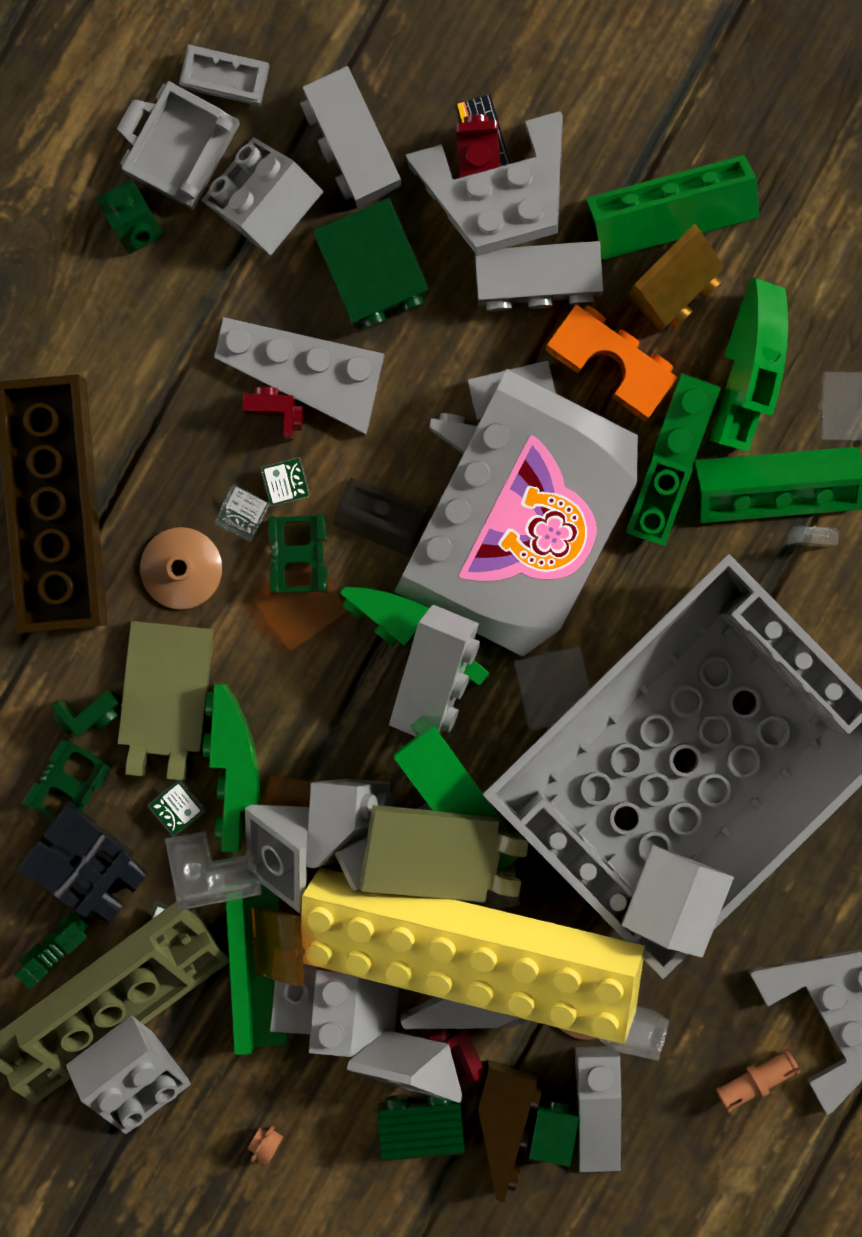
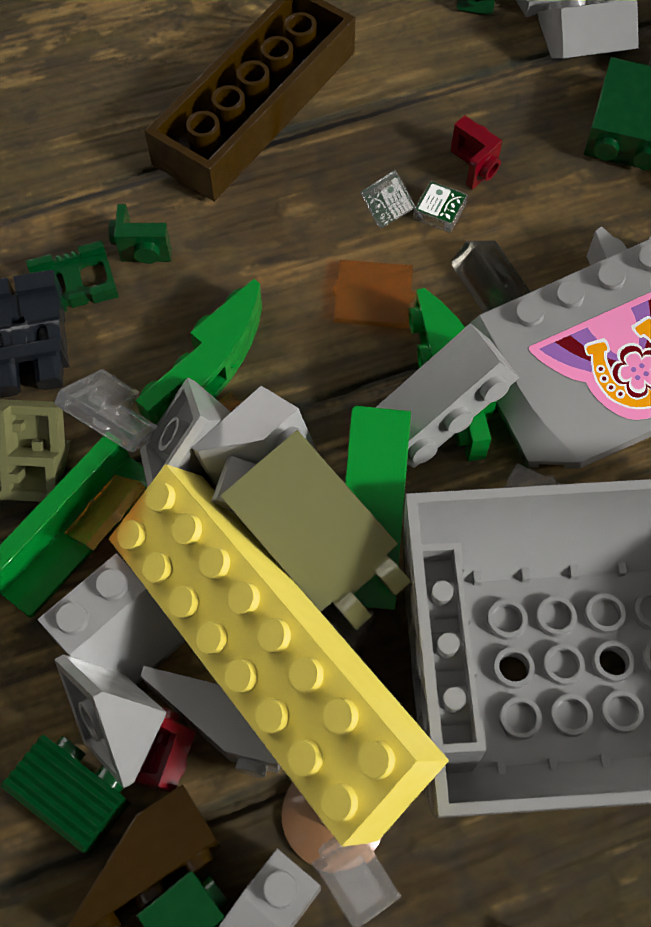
camera: 40 degrees right, 25 degrees down
(165, 694) = (203, 274): olive tile -> none
(176, 807) = (135, 357): tile -> none
(202, 571) = (305, 220): medium nougat dish -> none
(293, 1005) = (70, 571): light grey plate -> none
(311, 553) = (417, 261): dark green piece -> none
(315, 371) = (533, 160): light grey wing -> none
(677, 902) = (523, 744): light grey slope -> none

